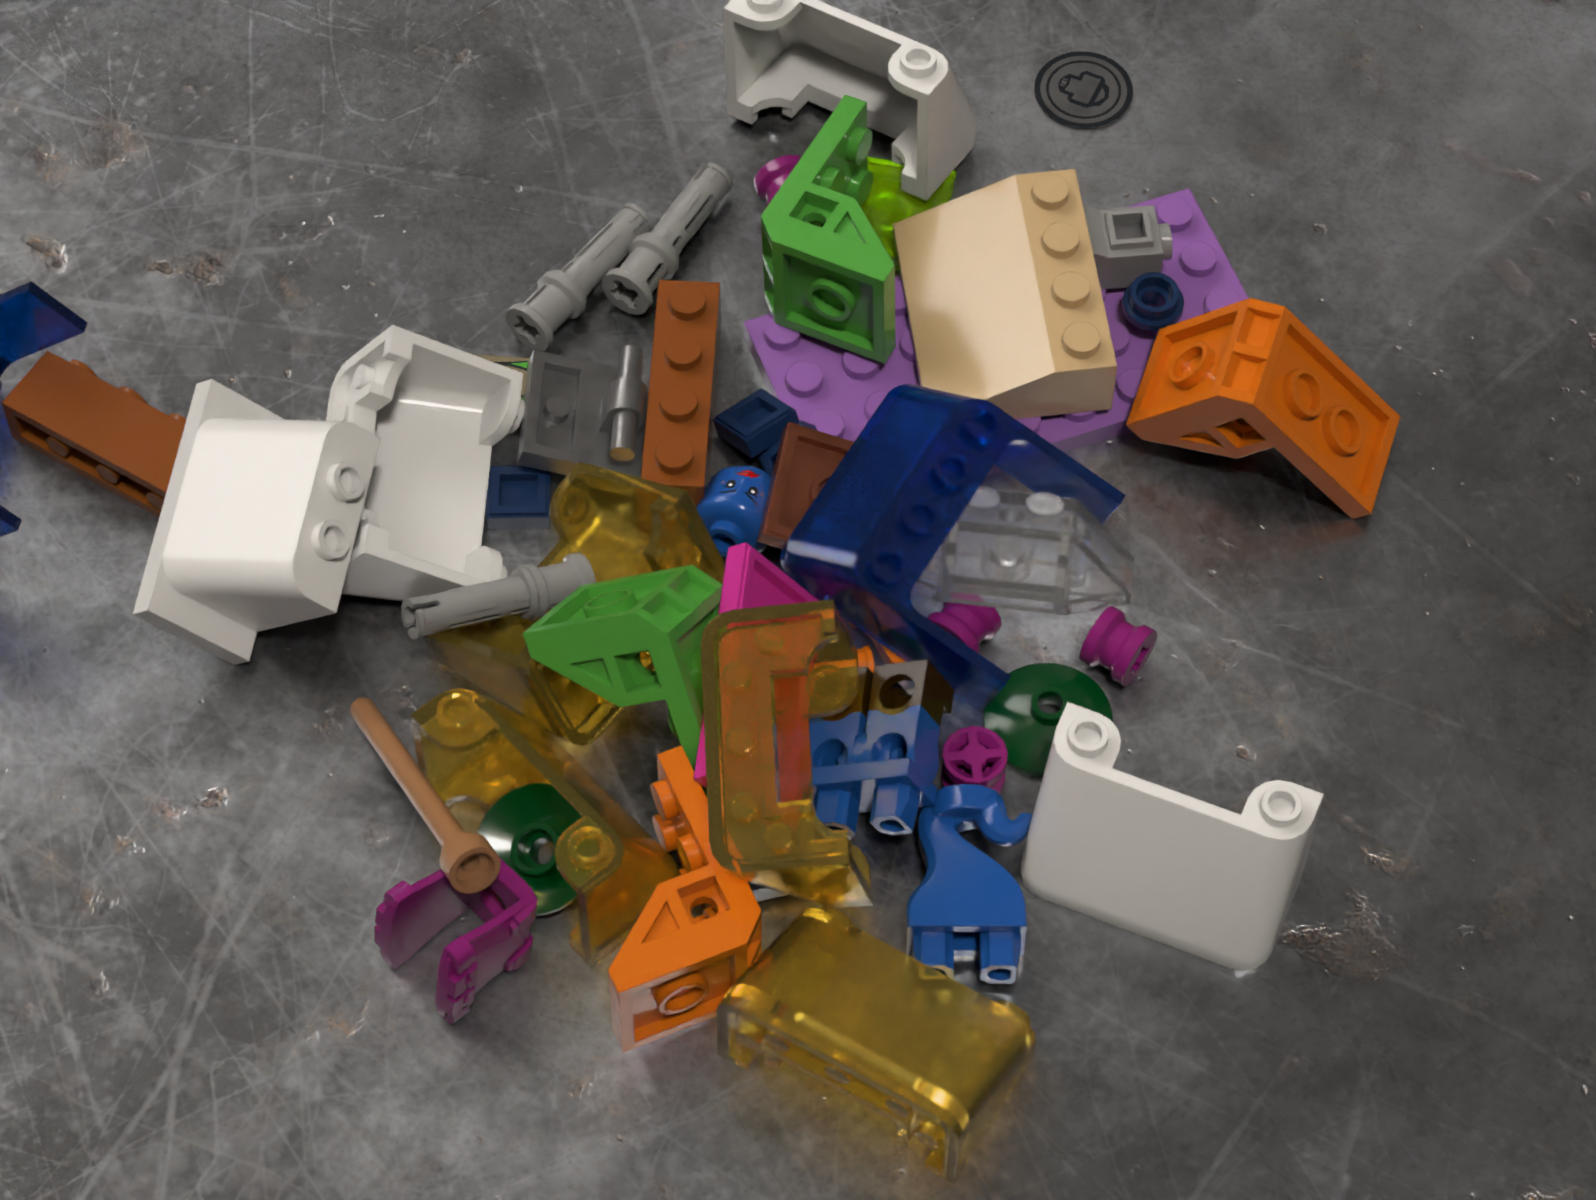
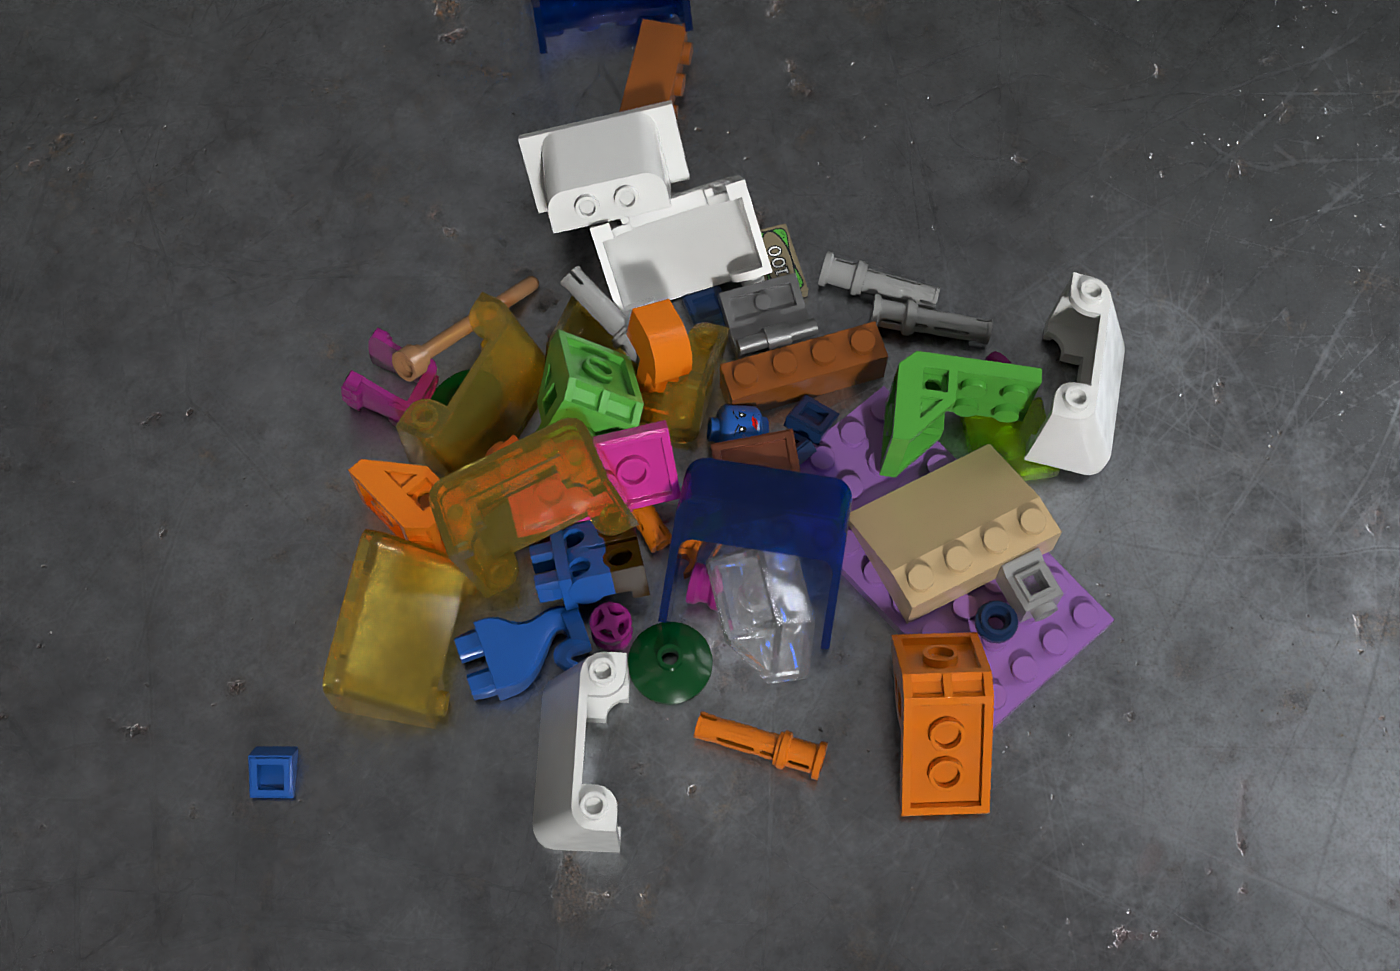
camera: 70 degrees right, 10 degrees up
(583, 532) = (660, 344): none -> orange brick
(1083, 89) = (1173, 530): sticker -> none
(1118, 646) = (730, 684): magenta wheel -> none
(1230, 618) = (780, 748): none -> orange pin

